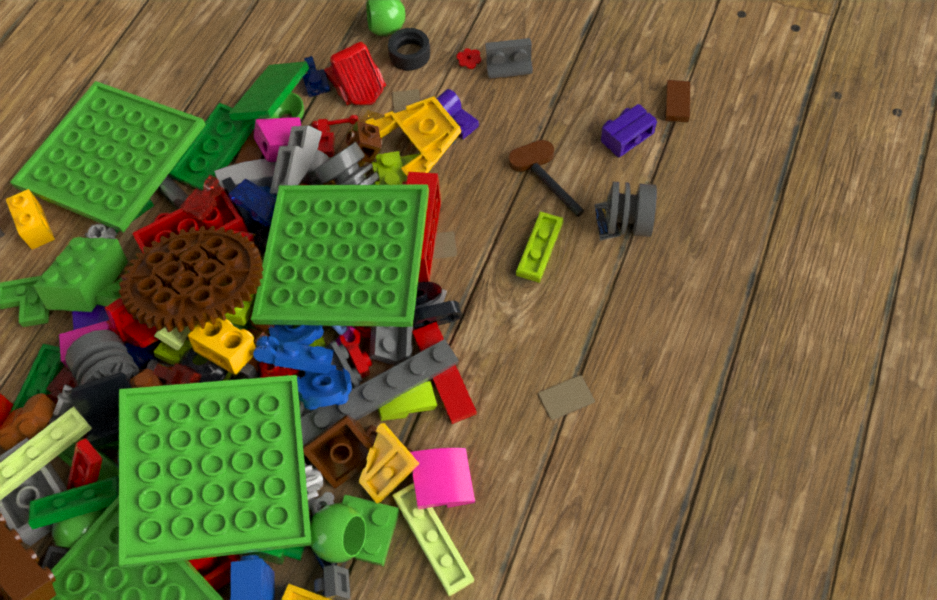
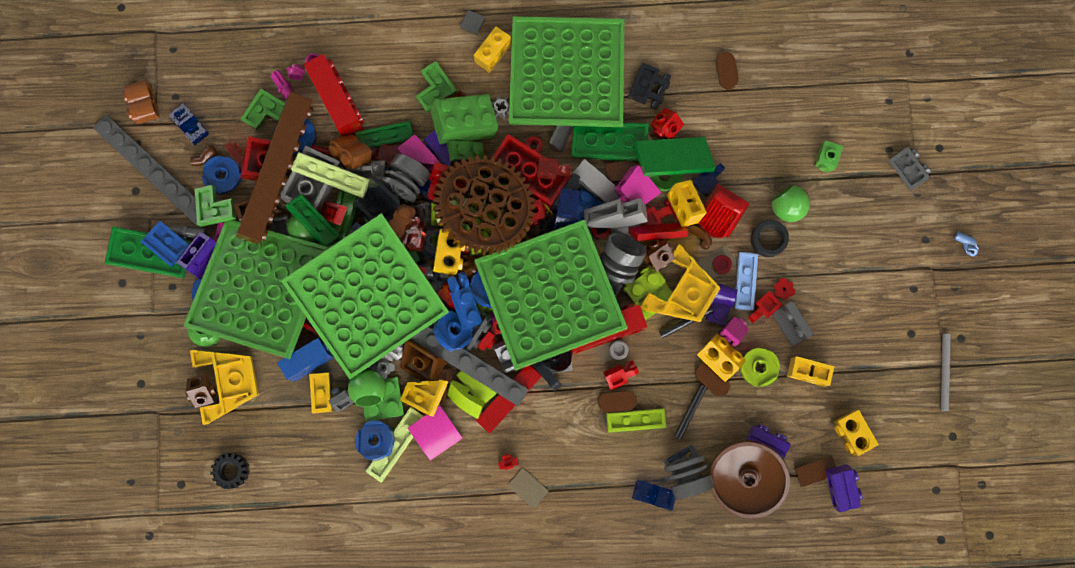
camera: 60 degrees right, 20 degrees up
(177, 96) = (644, 83): none -> black plate
(215, 23) = (727, 70): none -> reddish brown tile
(230, 86) = (666, 124): none -> red brick
(326, 95) = (686, 203): none -> yellow brick
(339, 136) = (656, 232): none -> red tile
(370, 103) = (706, 241): none -> reddish brown arm
(409, 97) = (722, 264): none -> dark red tile
(417, 421) = (459, 395): none -> lime slope
(429, 557) = (384, 445): none -> blue plate
(435, 84) = (746, 281): none -> light blue tile
(449, 232) = (618, 350): none -> light grey tile
(454, 162) = (681, 324): none -> black bar
(478, 76) = (766, 306): none -> red plate
(478, 242) = (618, 375): none -> red plate
(490, 113) = (734, 331): none -> dark pink slope
(508, 256) = (617, 401): none -> reddish brown tile
(512, 137) = (718, 360): none -> yellow brick
(522, 400) = (508, 462): none -> red plate
(540, 118) = (770, 370): none -> lime plate
(568, 61) = (810, 371): none -> yellow brick
(636, 261) = (653, 495): none -> clear blue slope
(652, 50) = (859, 429): none -> yellow brick
(660, 150) = (750, 479): none -> reddish brown dish
(707, 78) = (844, 488): none -> dark purple brick

